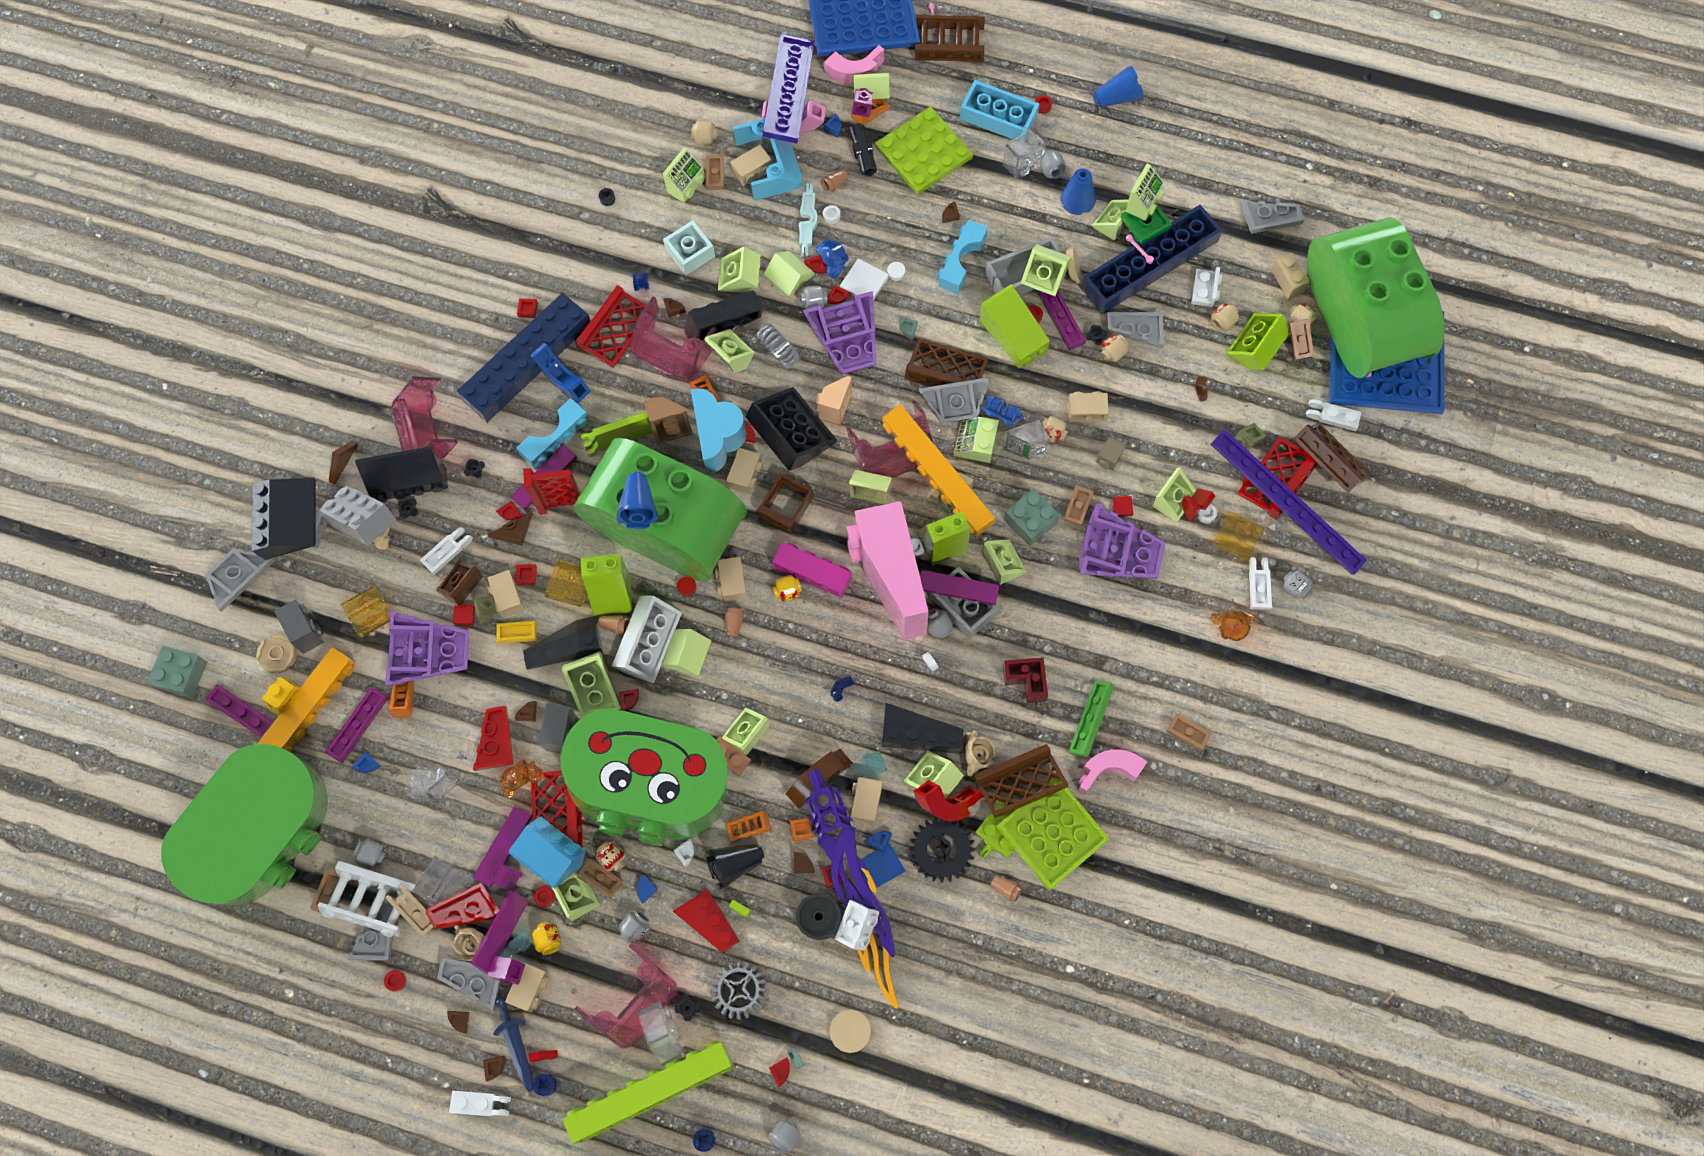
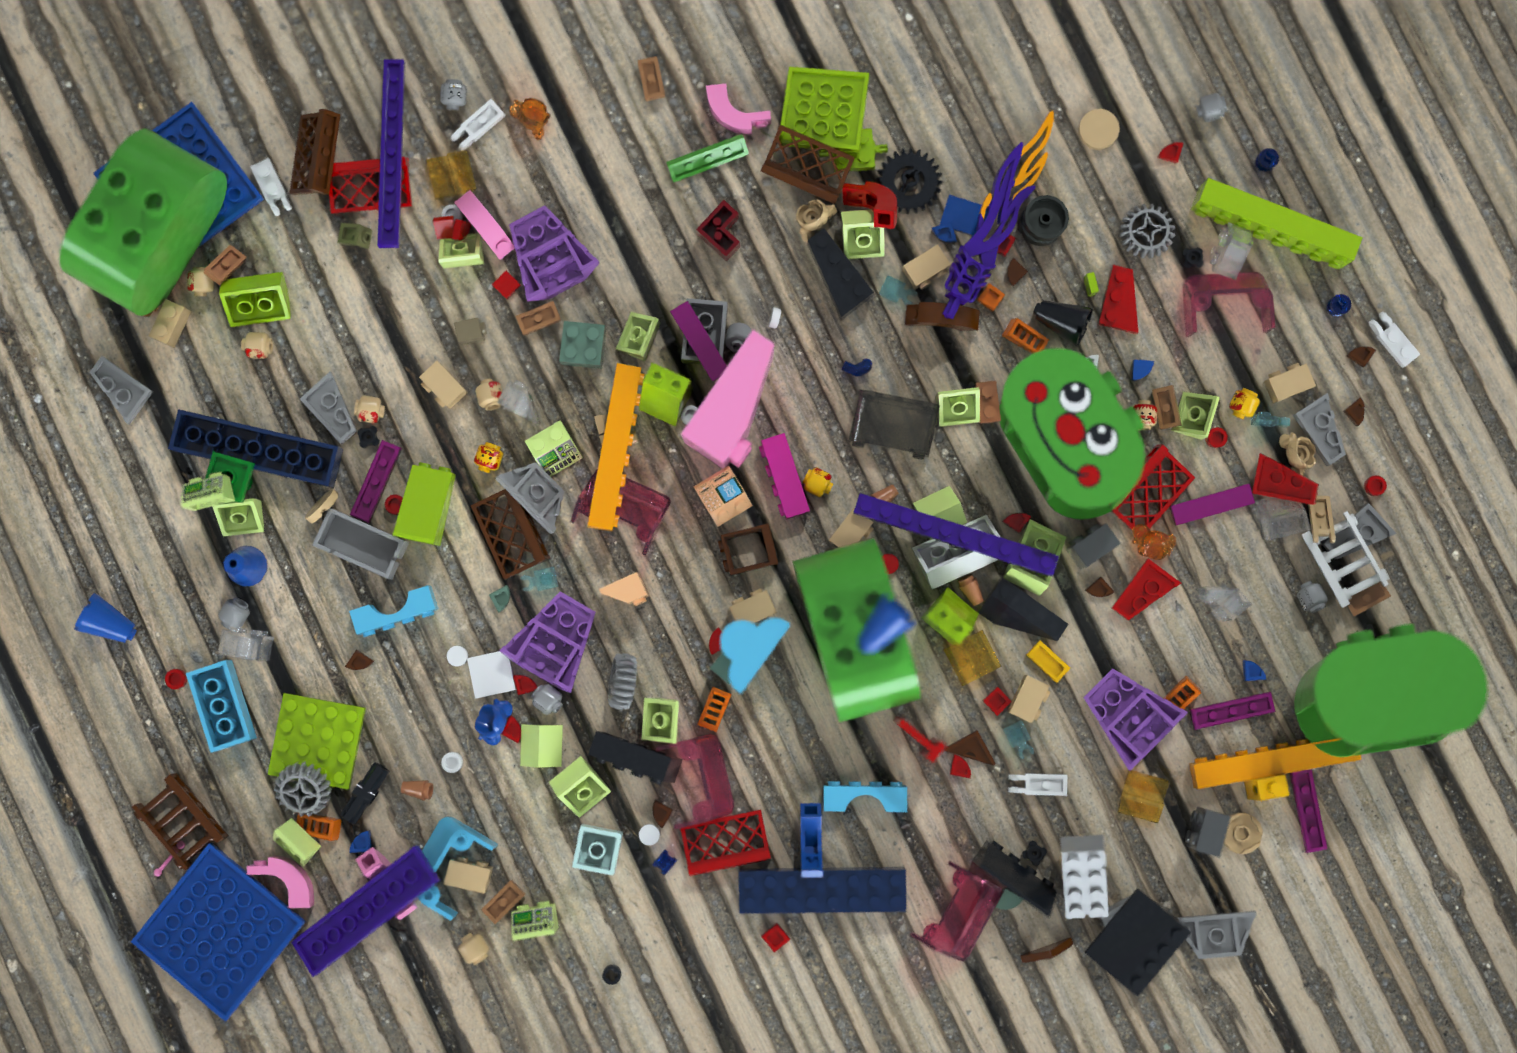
camera: 135 degrees left, 15 degrees up
(177, 671) = (1330, 893): sand green brick -> none
(460, 582) = (1054, 747): reddish brown slope -> none
(464, 615) = (1073, 716): red tile -> none
(471, 463) = (958, 835): black plate -> none
(484, 608) = (1056, 700): olive bracket -> none
(489, 565) = (1017, 736): none -> clear light blue plate
(499, 931) = (1274, 439): magenta tile -> none
(505, 877) = (1232, 478): magenta panel -> none
(506, 970) = (1297, 404): magenta panel -> none
(514, 1043) = (1332, 356): dark blue sword -> none
(543, 1055) = (1321, 326): red tile -> none
(547, 852) = (1189, 458): dark azure slope -> none
(557, 462) = (906, 769): magenta tile -> none
(627, 428) = (818, 741): lime tile -> none
(634, 926) = (1176, 348): light grey head -> none
(657, 638) = (956, 534): none -> dark purple plate
(667, 288) = (649, 834): none -> white tile
(667, 419) = (773, 710): medium nougat slope -> none
(776, 672) = (894, 423): none -> clear smoke windscreen
(790, 428) = (680, 607): black slope -> none
(798, 1063) = (1154, 145): sand green tile -> none
(807, 227) = (467, 785): light aqua piece -> none
(836, 513) = (723, 496): none -> light nougat slope
(857, 925) = (1027, 184): white bracket -> none
(864, 98) = (326, 832): magenta brick -> none
(870, 487) = (673, 493): yellowish green slope -> none
(895, 360) = (543, 579): none -> clear light blue plate
(900, 114) = (295, 794): none -> light grey gear
(1007, 888) = (894, 108): nougat cone -> none
(1009, 416) = (512, 446): blue hinge -> none
(1010, 393) = (488, 457): none -> yellow head
(1045, 269) = (352, 519): yellowish green slope -> none
(1149, 259) = (262, 445): bright pink hinge -> none
(1181, 521) = (485, 224): none -> bright pink arch
(1201, 388) = (343, 309): reddish brown tile -> none
(1205, 287) = (240, 384): white bracket -> none

